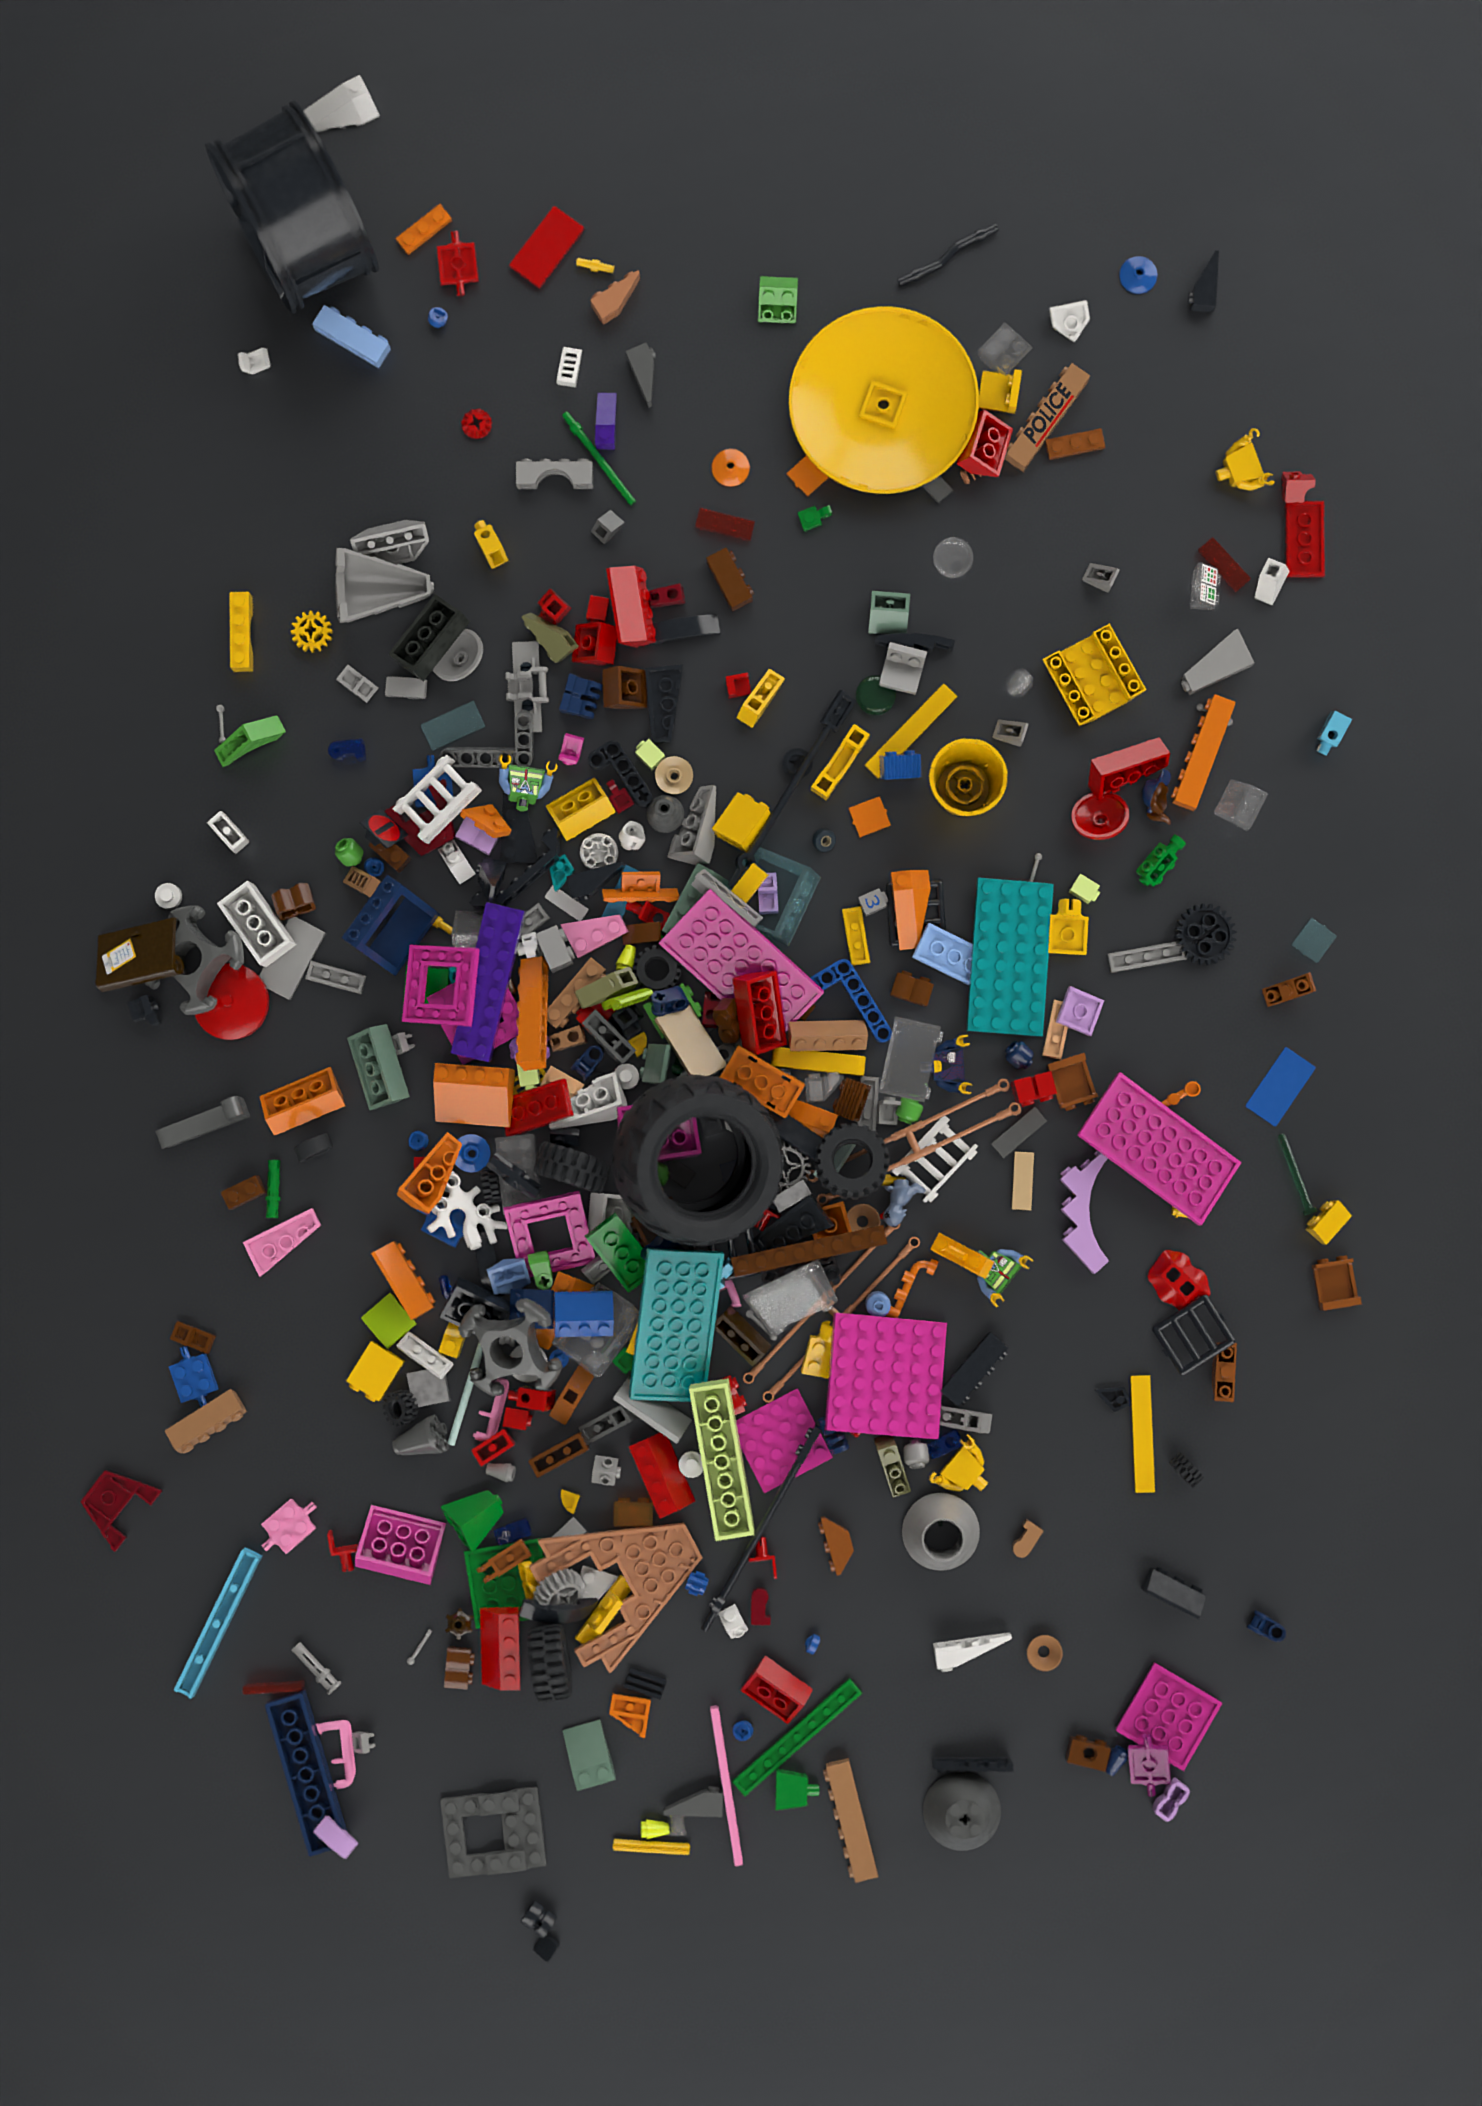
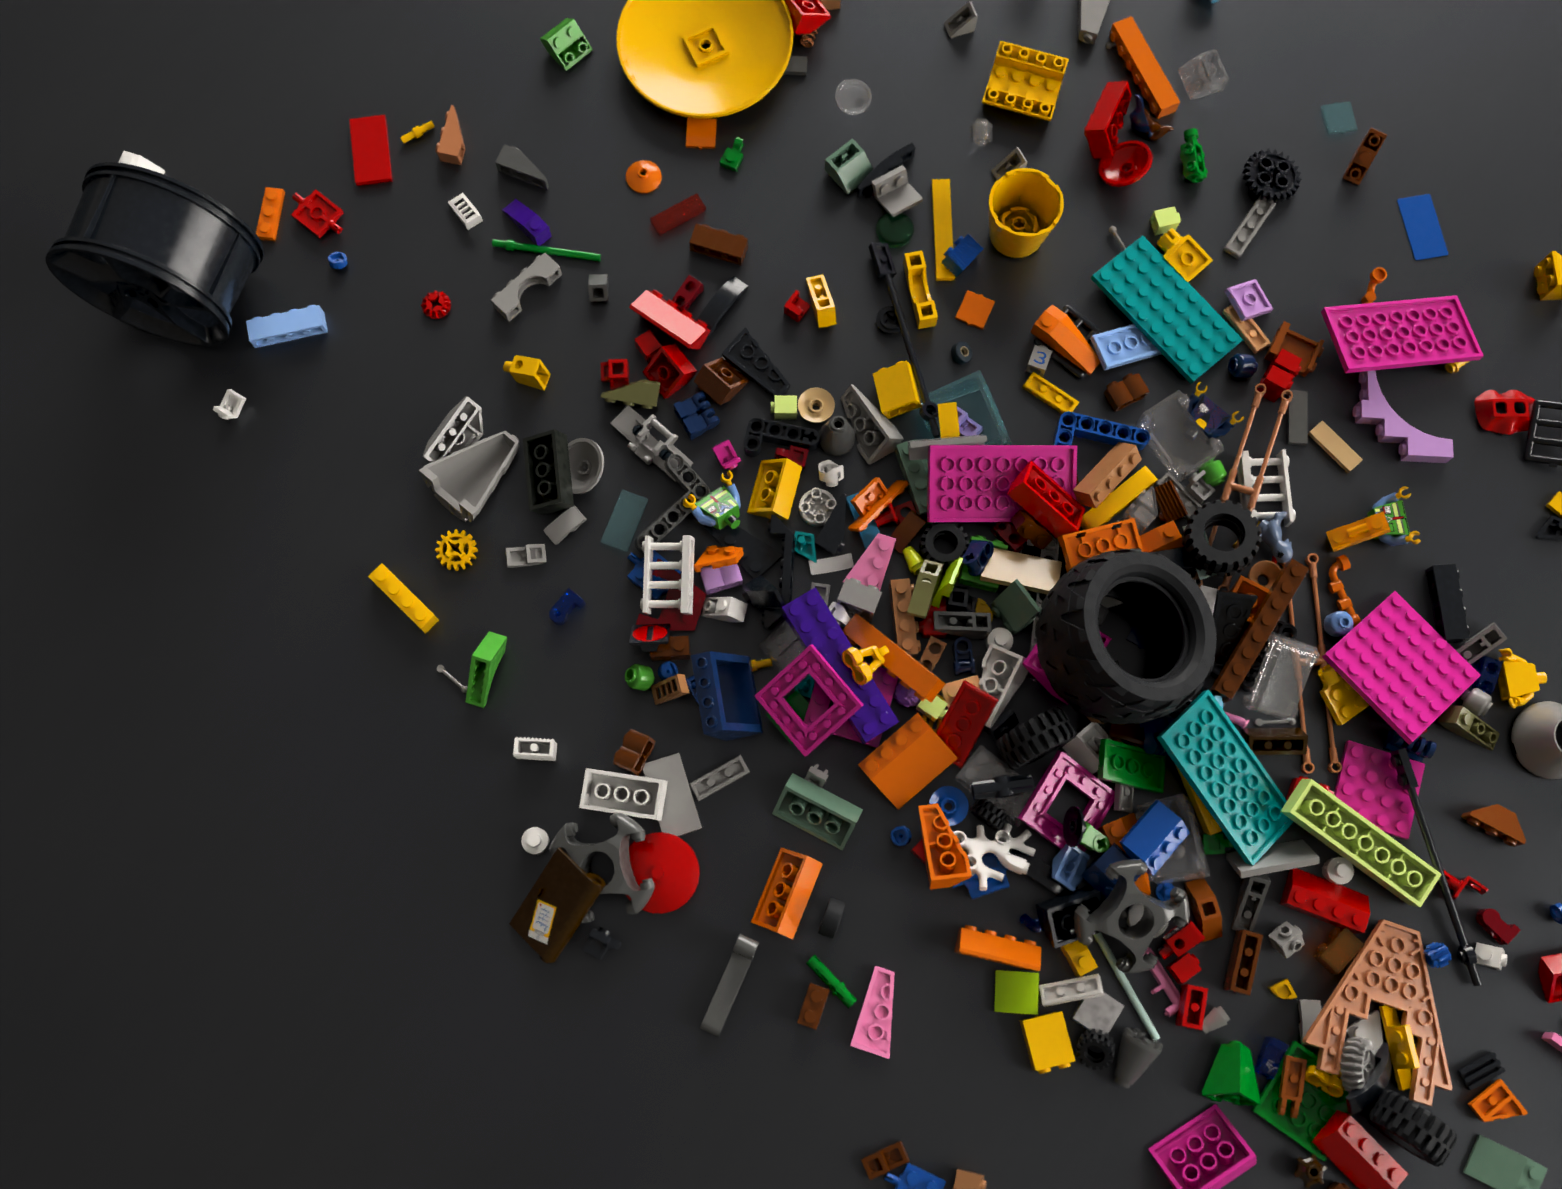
camera: 50 degrees left, 10 degrees down
(493, 1000) = (861, 671): none -> yellow piece
(534, 1251) = (1073, 826): none -> black dish
(1296, 1175) = (1499, 271): clear green bar -> none

